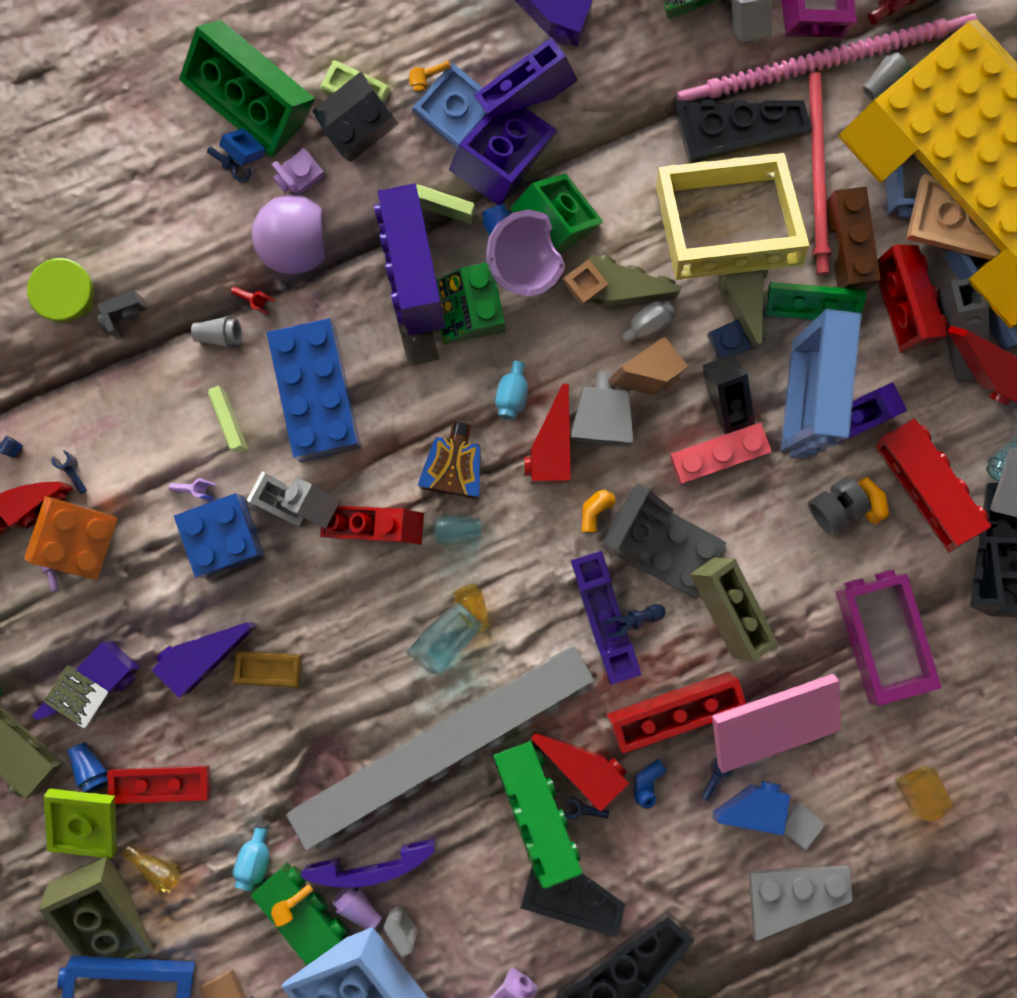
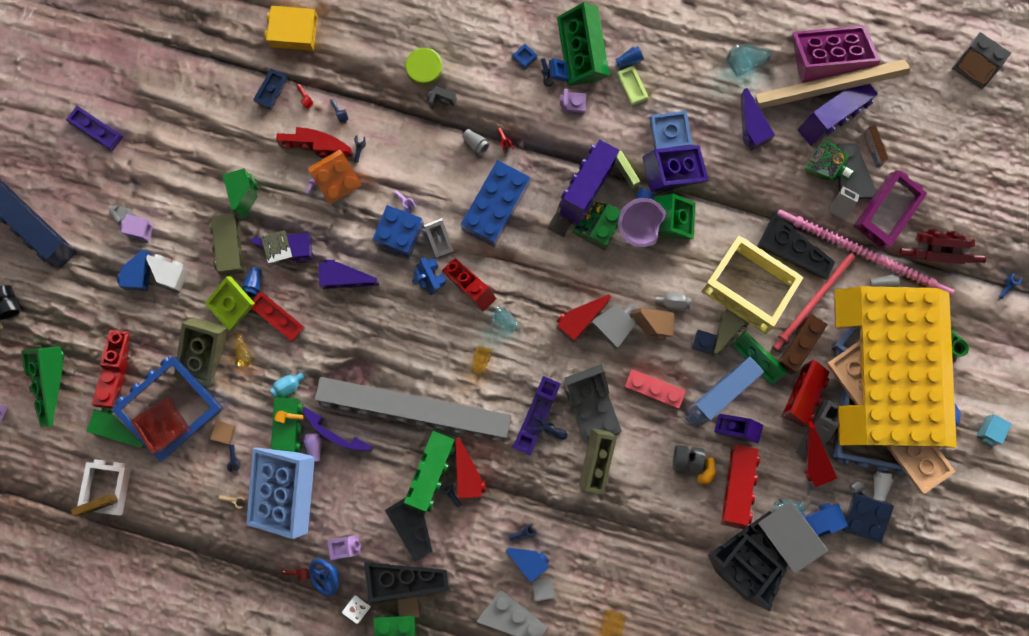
camera: 45 degrees right, 5 degrees down
(182, 166) = (524, 56): none -> blue tile
(227, 419) = (446, 183): yellowish green tile -> none
(267, 669) = (367, 308): pearl gold tile -> none
(289, 234) = (545, 126): lavender cylinder -> none
(308, 564) = (425, 276): none -> blue hips
(310, 502) = (450, 250): light grey brick -> none
(321, 53) = (630, 57): none -> blue cone
(354, 117) = (620, 98): black slope -> none
(401, 930) = (324, 471): light grey tile -> none
(419, 75) = (665, 104): light orange hand -> none
(444, 639) = (456, 361): clear light blue slope -> none
(453, 464) = (528, 289): torso -> none
(512, 392) = (583, 279): medium azure plant -> none
(530, 81) = (714, 148): dark purple slope -> none
(585, 282) = (658, 258): medium nougat tile -> none
(593, 507) = (575, 362): light orange arm -> none
(630, 285) = (671, 271): olive slope -> none
(644, 784) = (488, 506): blue arm -> none
(674, 712) = (531, 485): red brick -> none
(729, 393) = (682, 365): black slope -> none
(777, 723) = (572, 530): bright pink tile -> none
(888, 638) = (658, 538): window -> none

